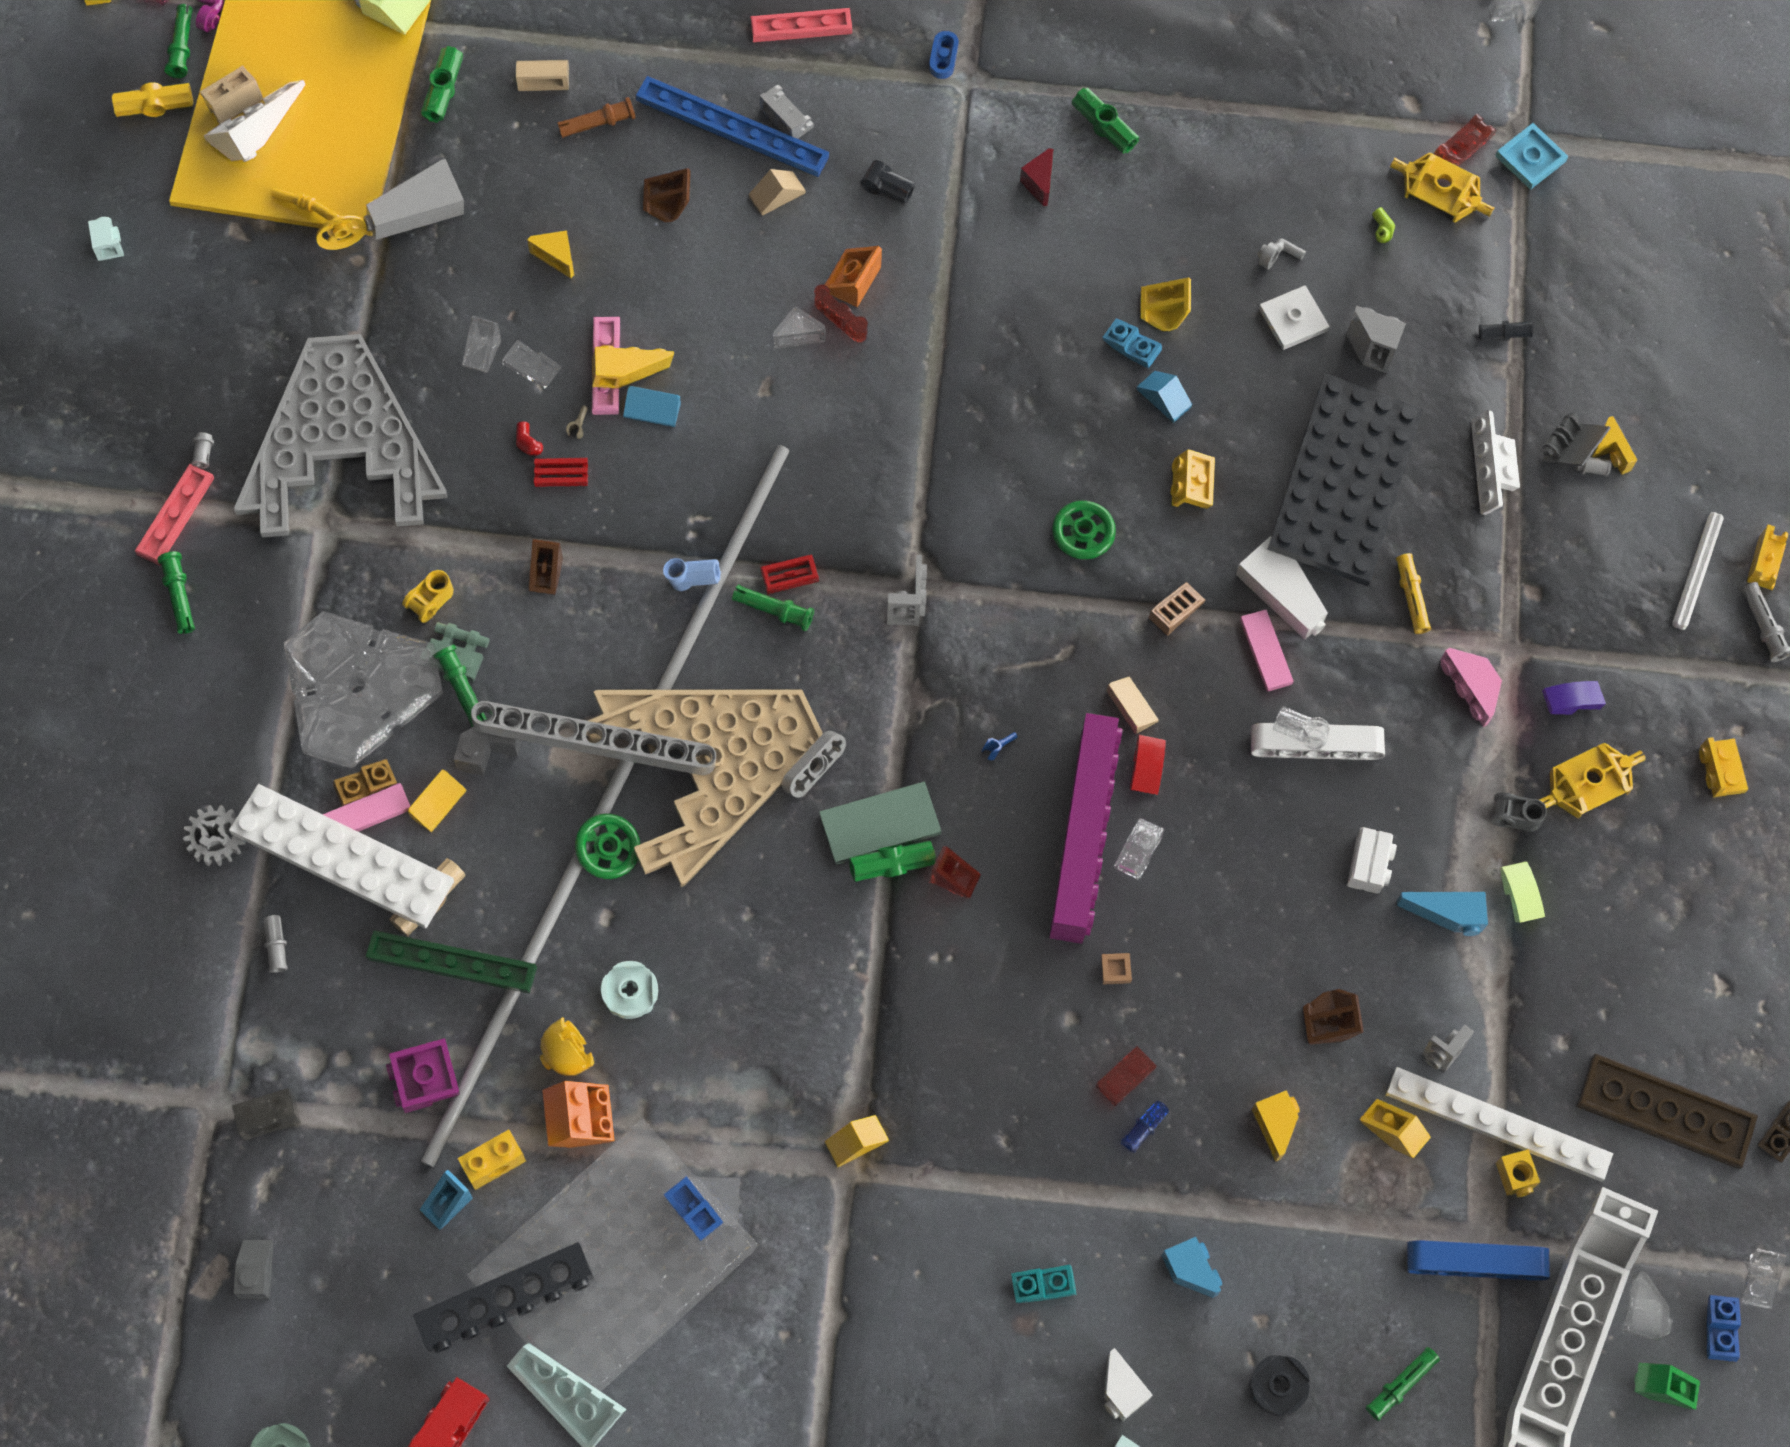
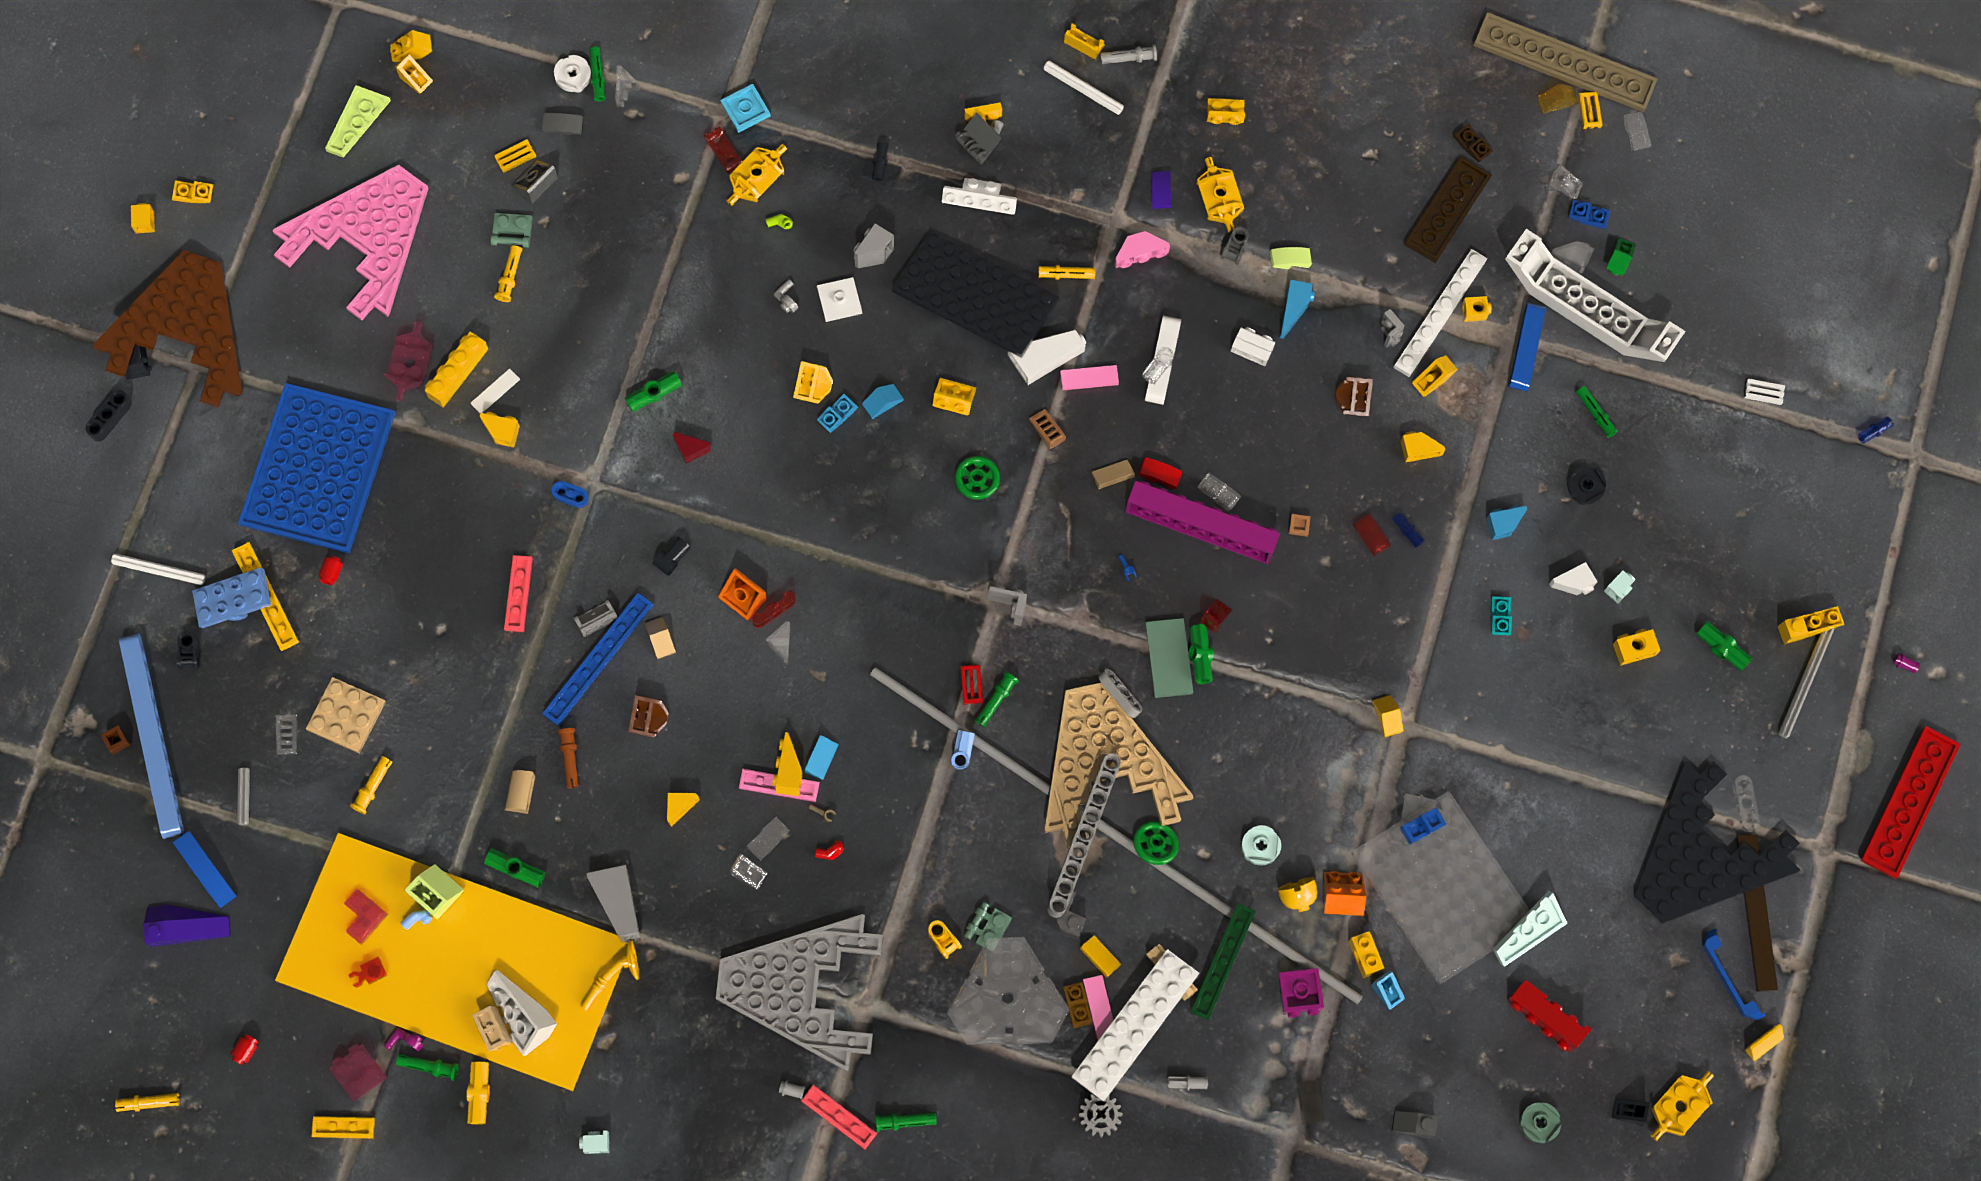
camera: 80 degrees left, 5 degrees up
(456, 675) = (1011, 927): green pin -> none
(487, 1294) = (1472, 1008): black brick -> none
(545, 566) = (937, 853): reddish brown slope -> none
(561, 467) = (863, 814): red tile -> none

